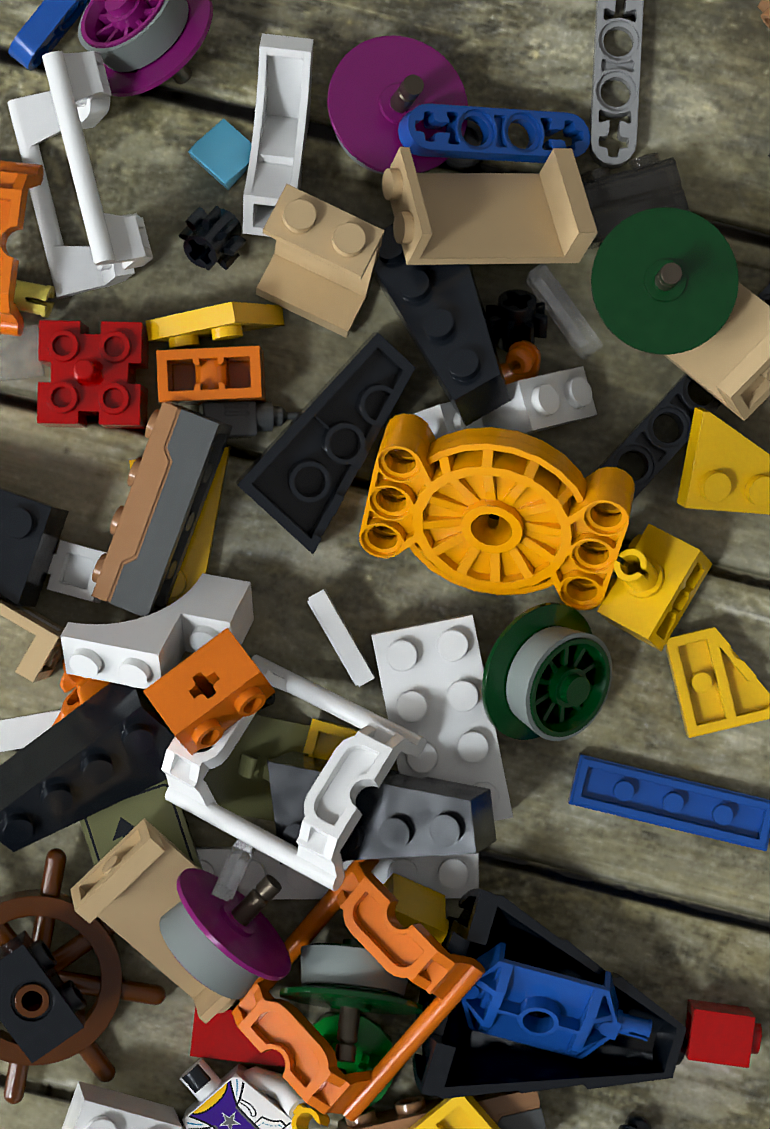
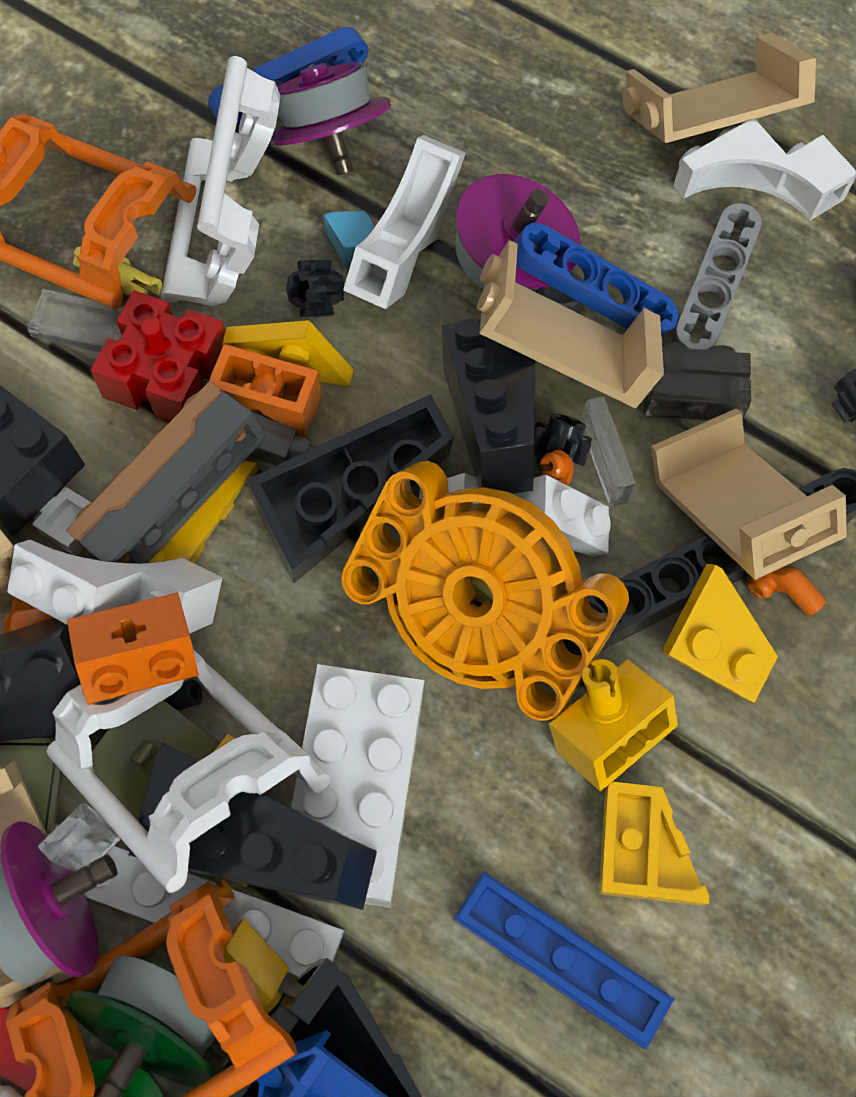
camera: 20 degrees right, 20 degrees down
(319, 260) = (408, 311): tan panel -> none
(341, 638) = (288, 667): white tile -> none
(546, 675) = (474, 765): dark green piece -> none
(664, 281) = (713, 434): dark green piece -> none

